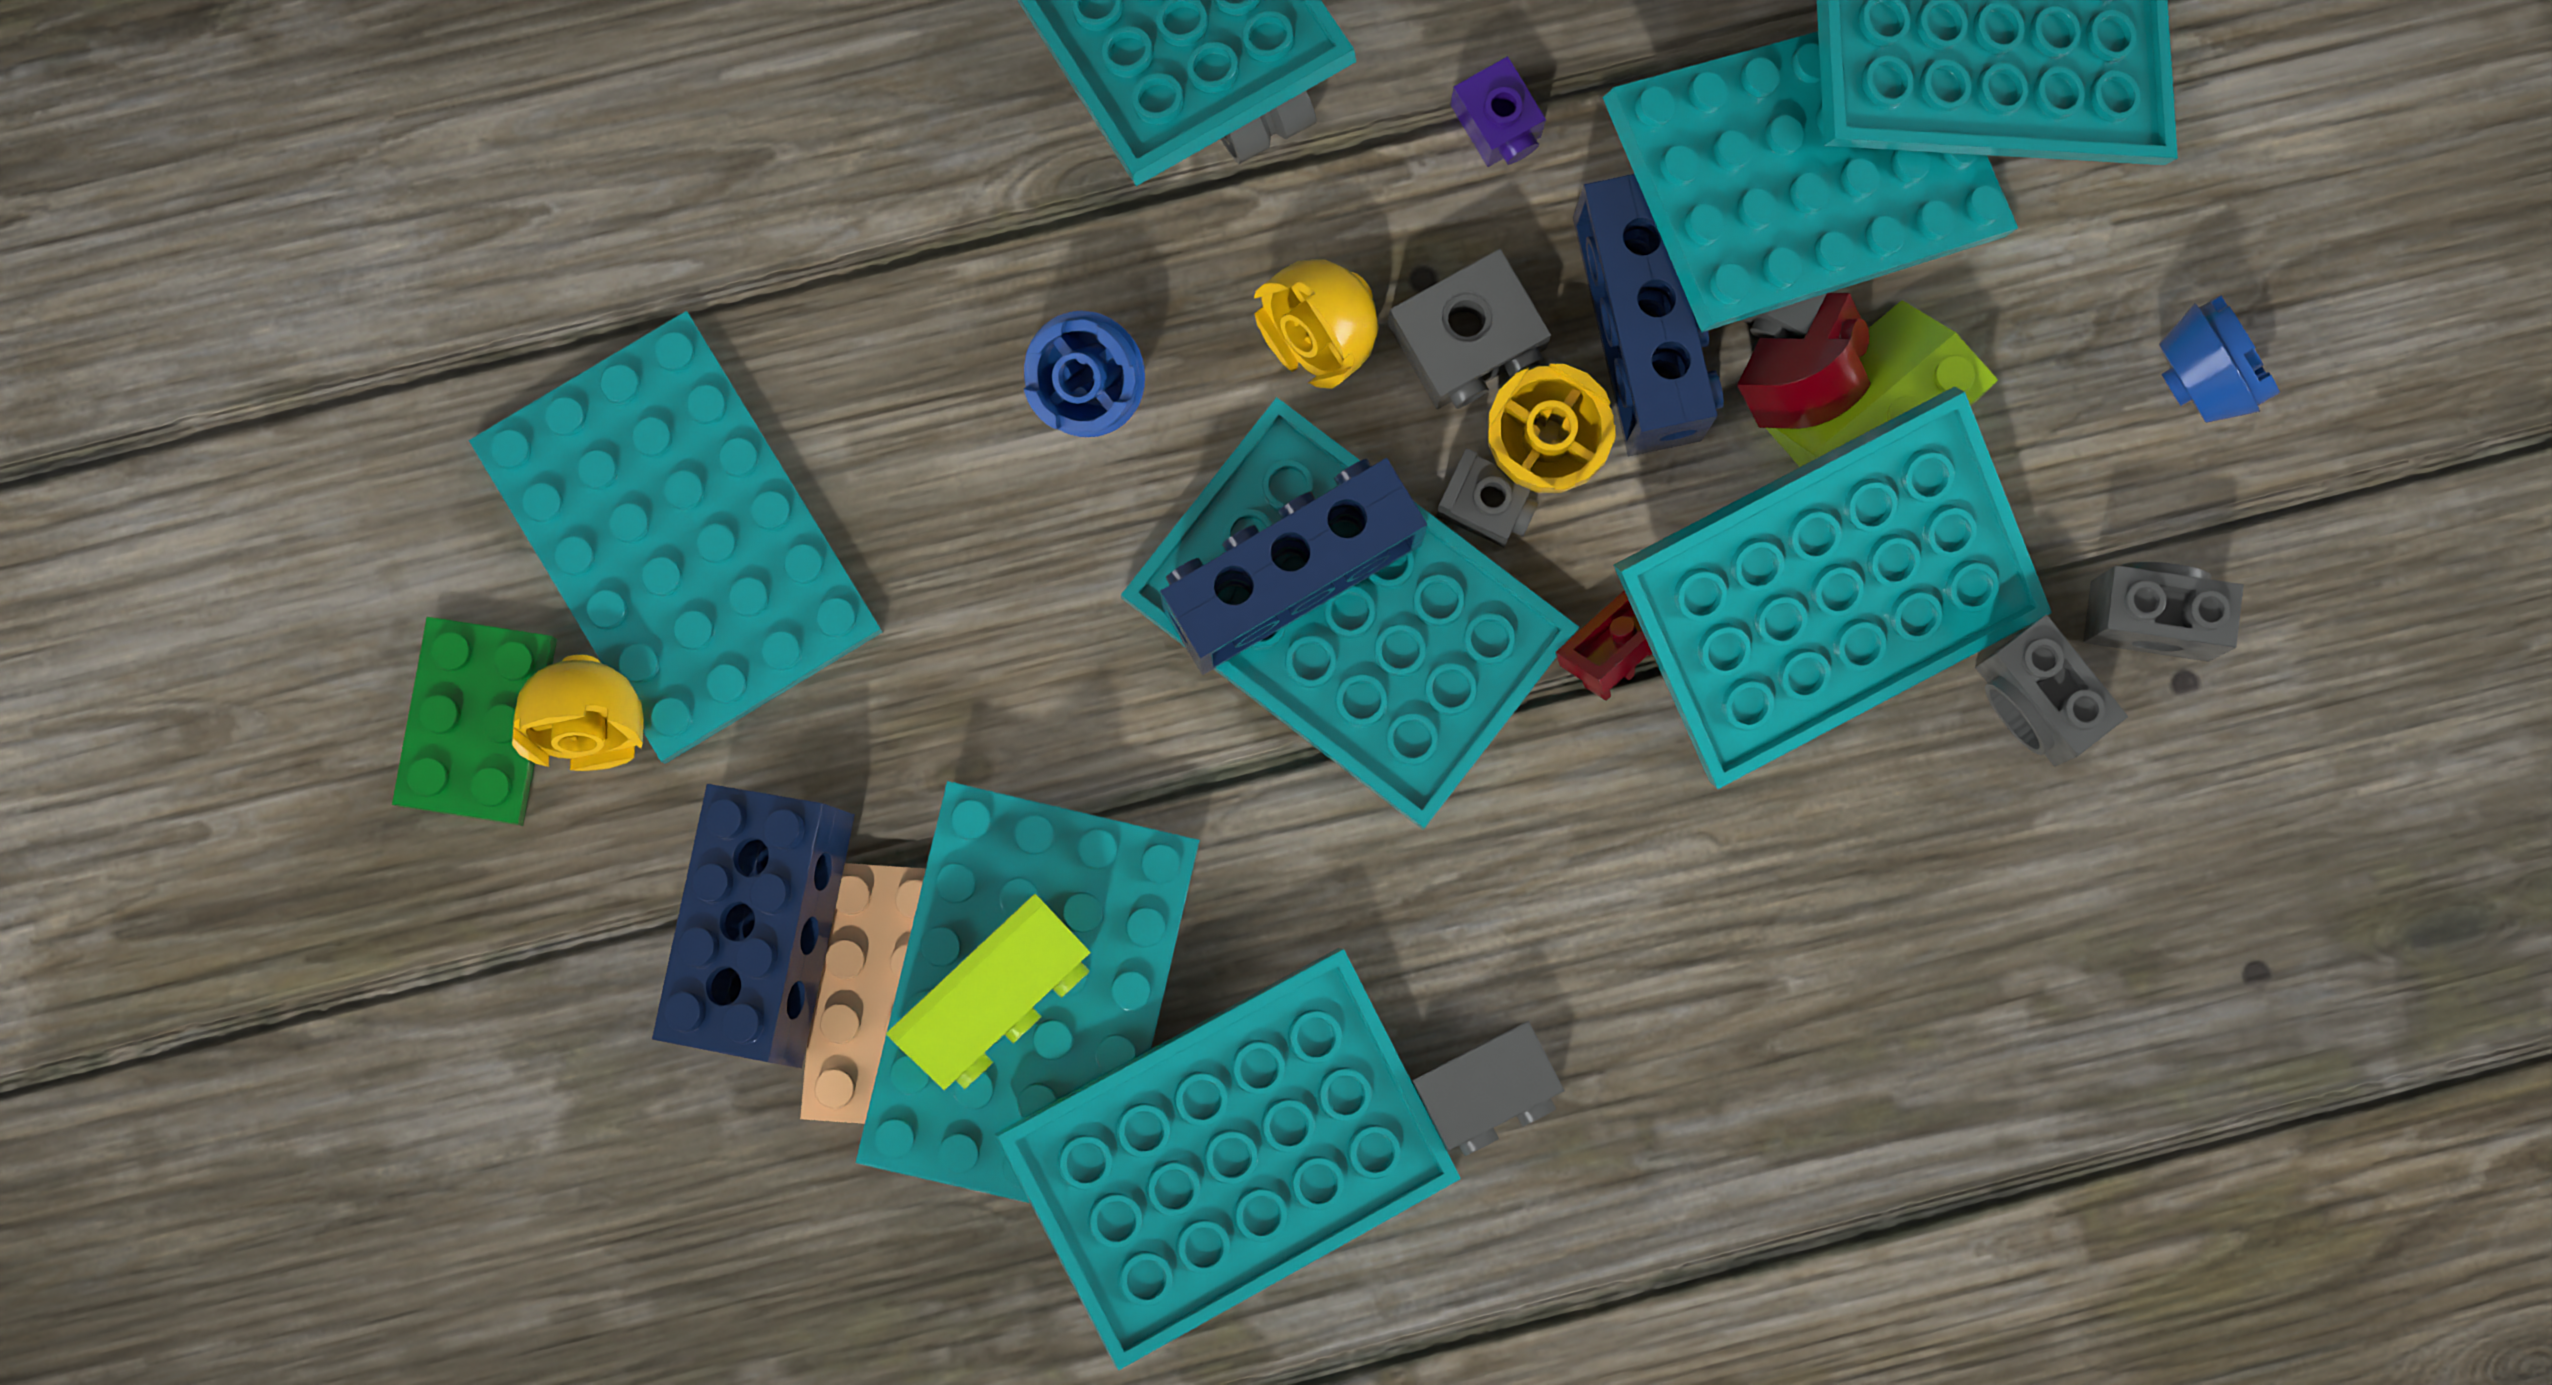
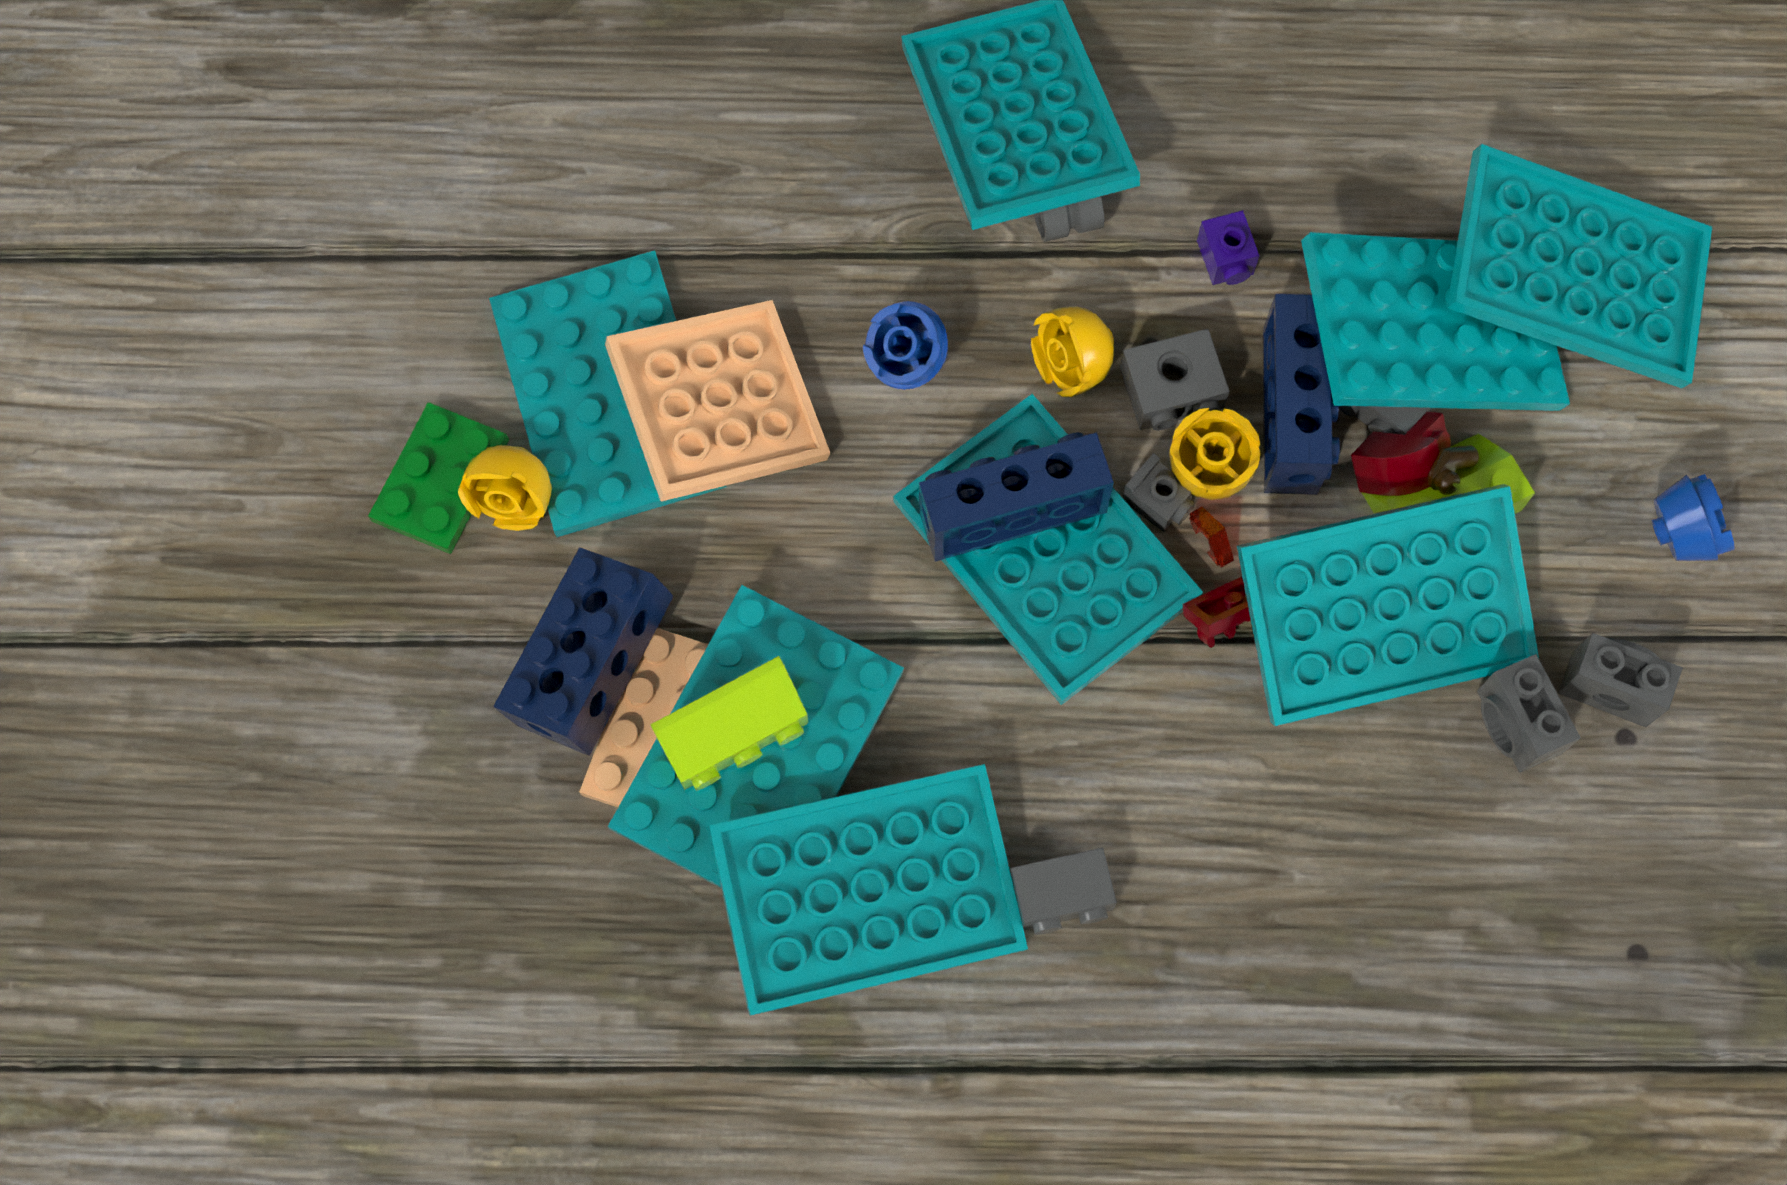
camera: 20 degrees right, 10 degrees down
(837, 517) = (716, 399): none -> light nougat plate
(1574, 538) = (1216, 535): none -> clear red tile
(1872, 365) = (1443, 474): none -> dark brown arm

